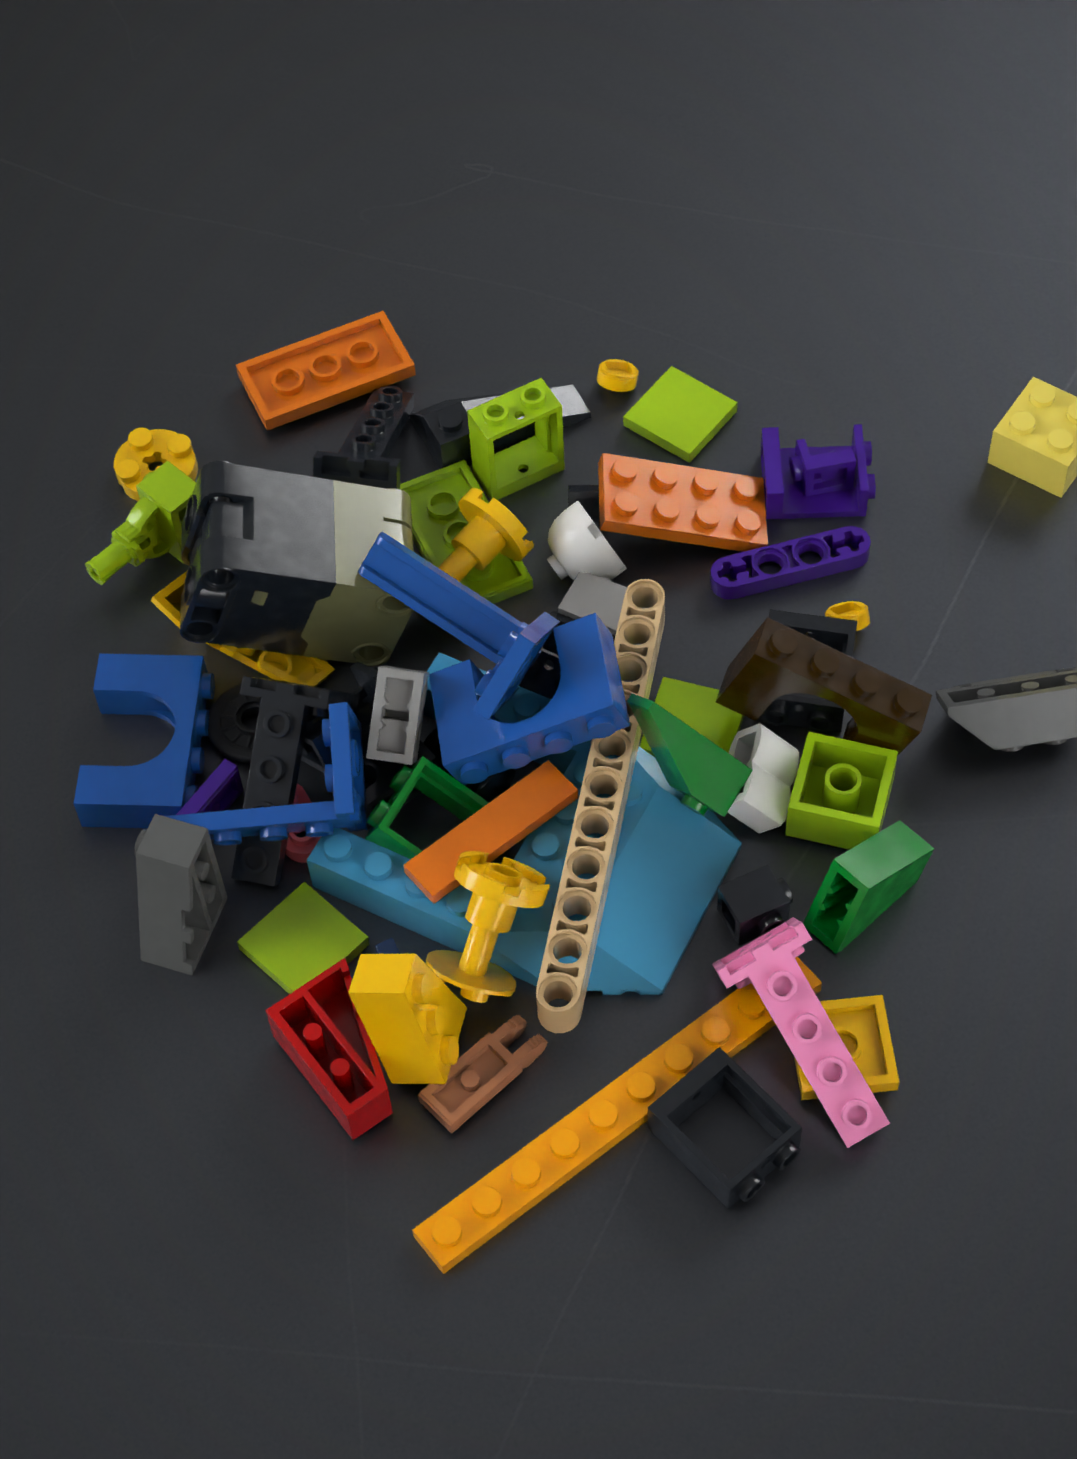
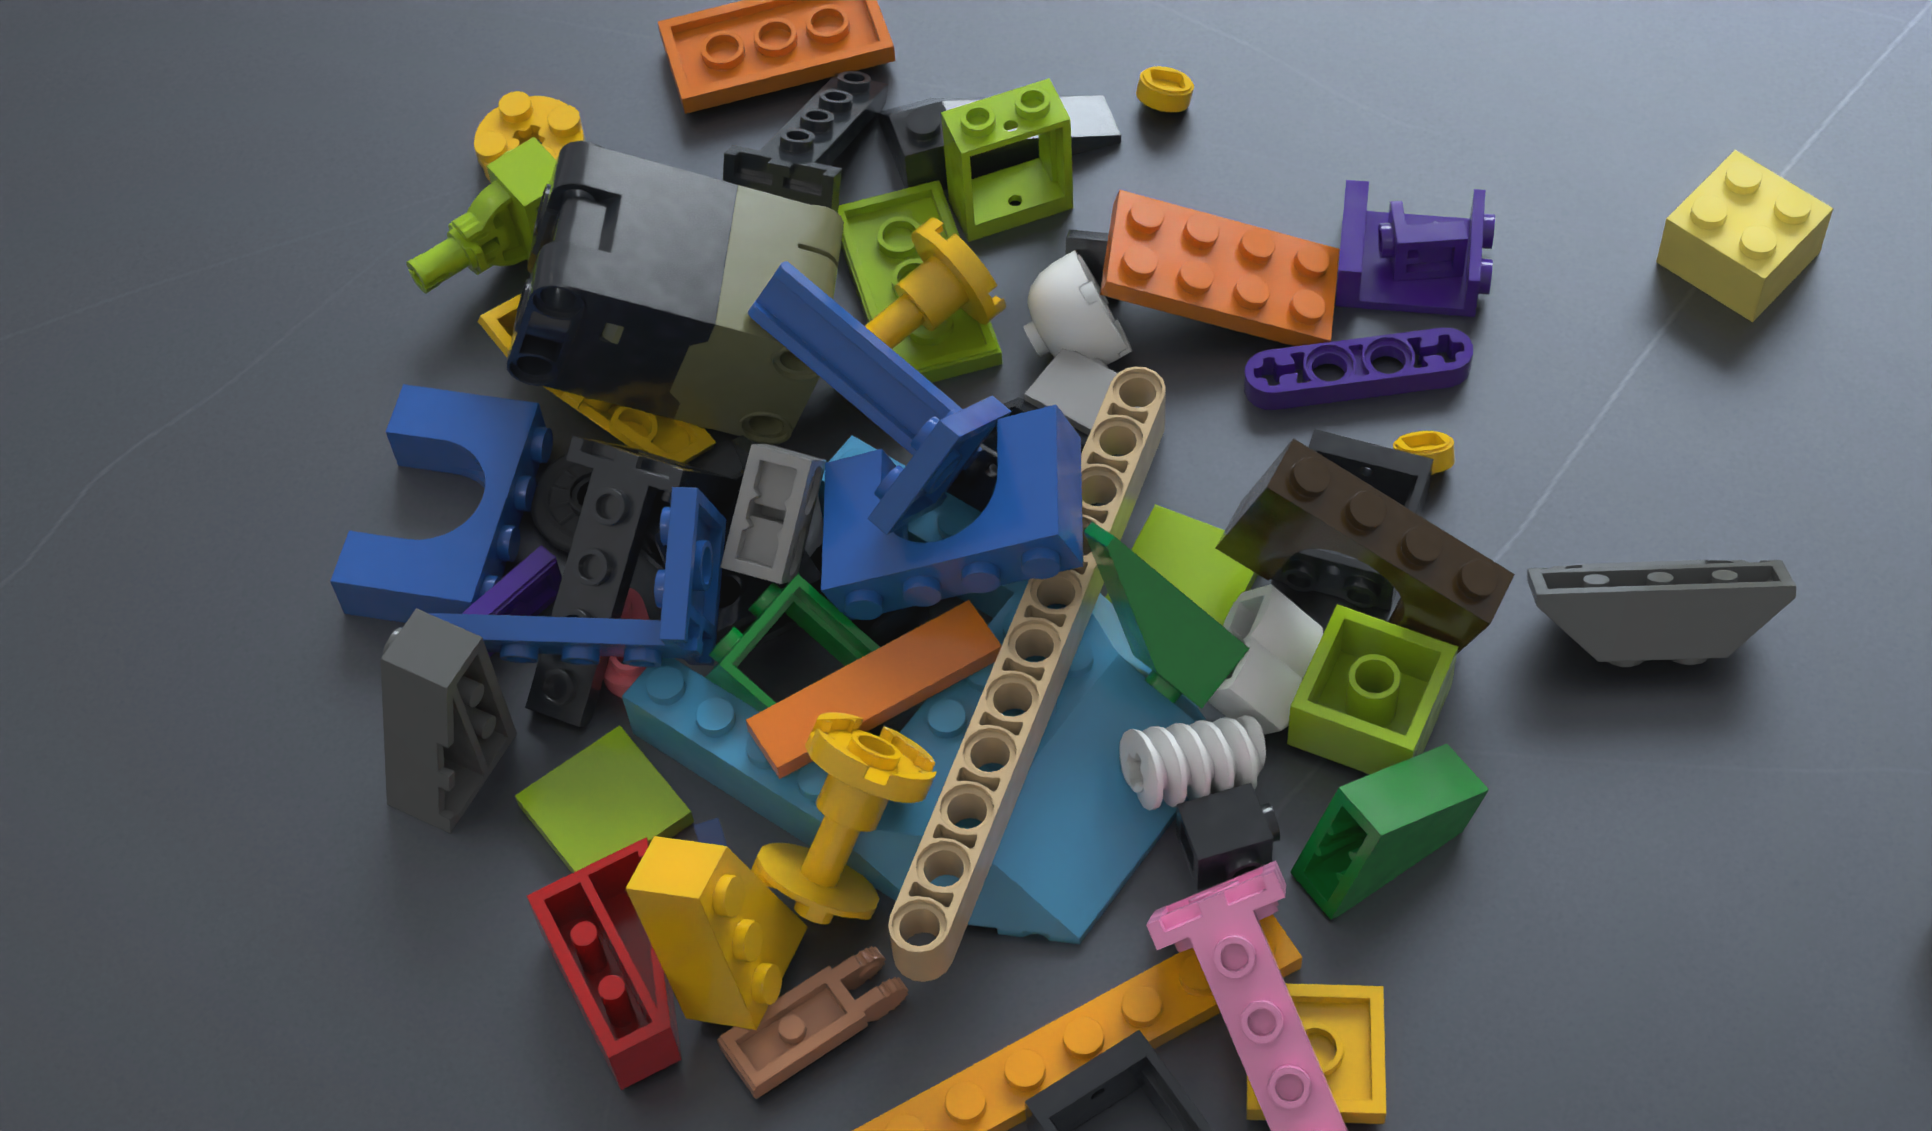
camera: 10 degrees right, 0 degrees up
(680, 414) = (1242, 150): lime tile -> none
(723, 853) = (1191, 759): none -> white piece

